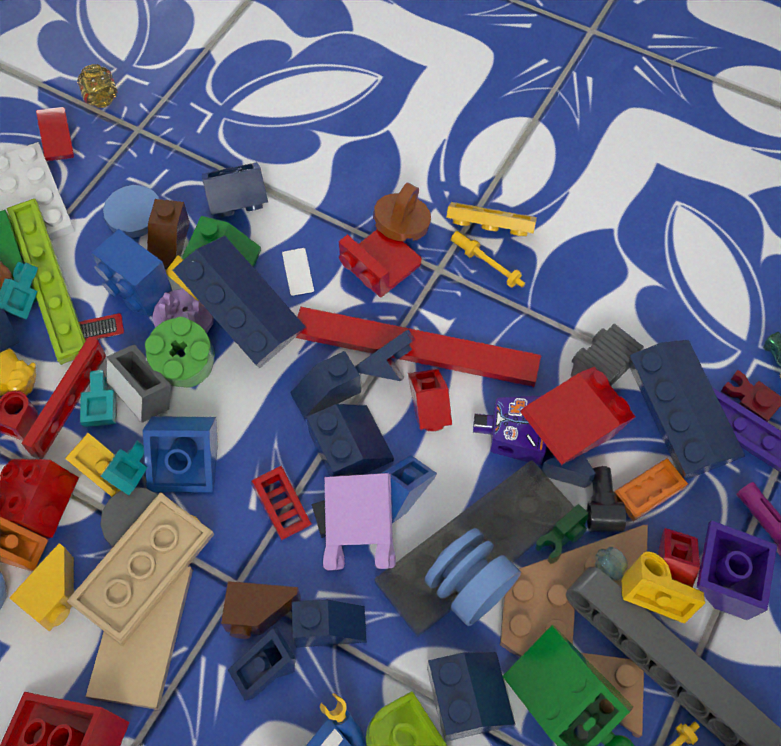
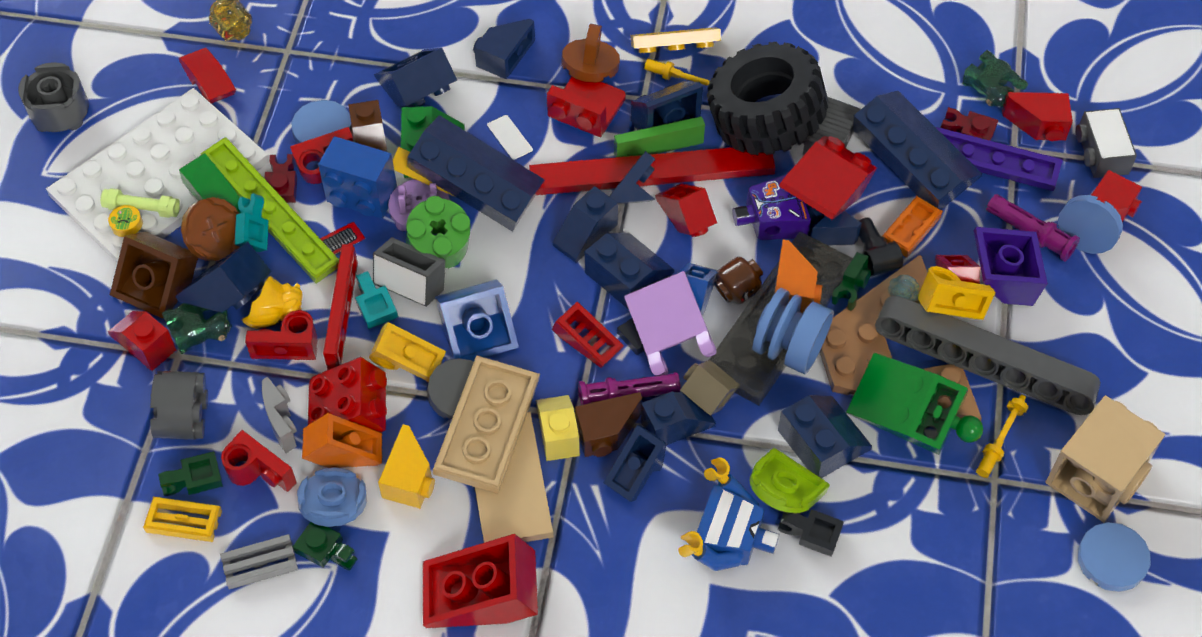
camera: 20 degrees left, 5 degrees down
(76, 253) = (283, 178): none -> dark red plate
(97, 233) = (313, 151): none -> red plate
(125, 468) = (434, 345): teal plate -> none
(207, 590) = (558, 427): none -> light yellow slope
(327, 181) = (504, 47): none -> dark blue slope
(336, 582) = (611, 388): none -> magenta pin
(370, 603) = (709, 386): none -> dark tan brick
(434, 317) = (660, 138): none -> bright green tile
(449, 493) = (738, 280): none -> reddish brown head
(451, 291) = (667, 105): none -> dark blue slope
(502, 517) = (797, 276): none -> orange slope
(559, 337) = (775, 122): none -> black tyre

